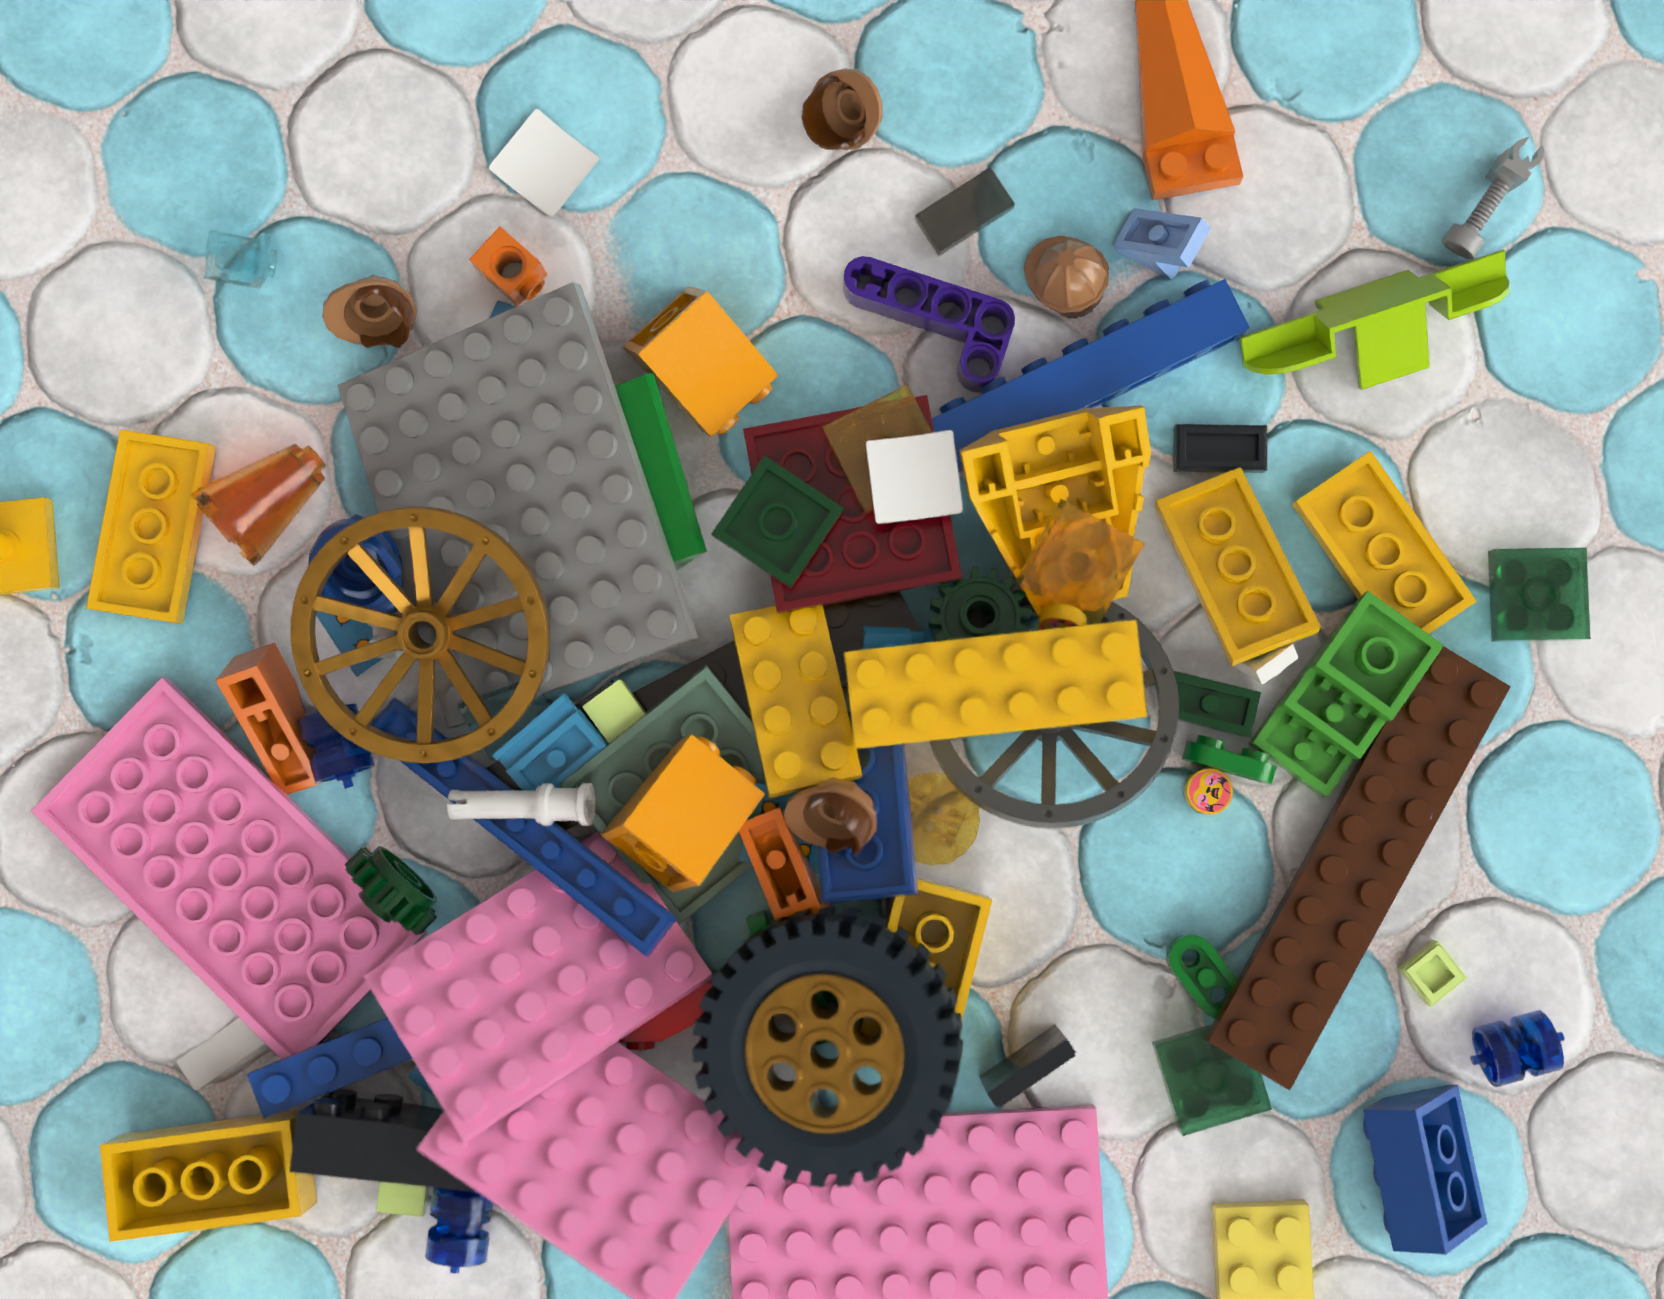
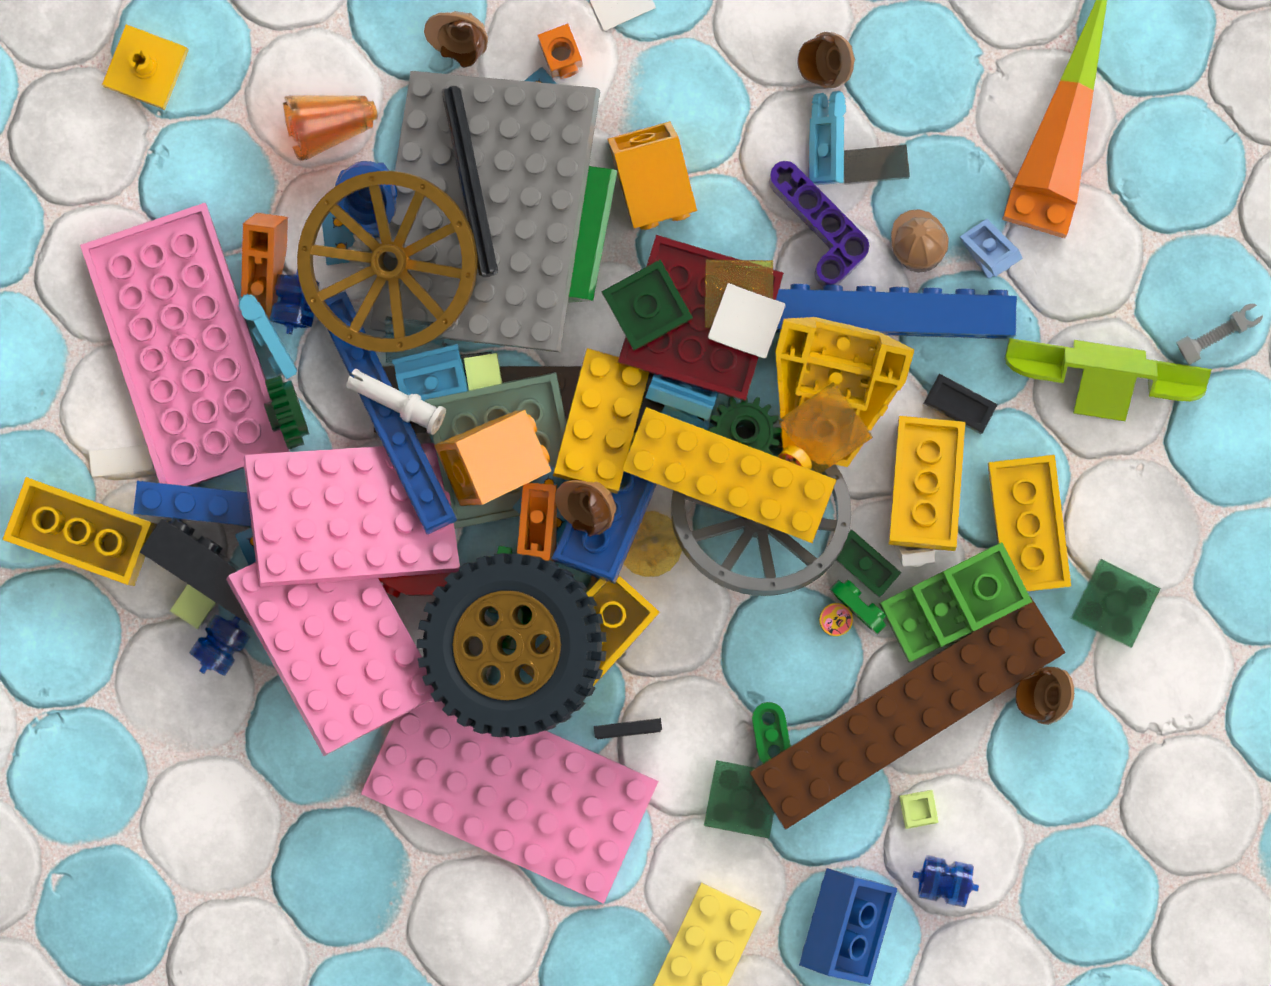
camera: 25 degrees right, 0 degrees up
(150, 527) = (245, 101): yellow plate -> none
(320, 803) = (266, 334): none -> medium azure hinge
(474, 481) = (469, 180): none -> black axle
(880, 614) = (682, 396): none -> dark azure plate
(891, 208) = (827, 139): none -> medium azure hinge
(1522, 751) = (1045, 695): none -> medium nougat piece

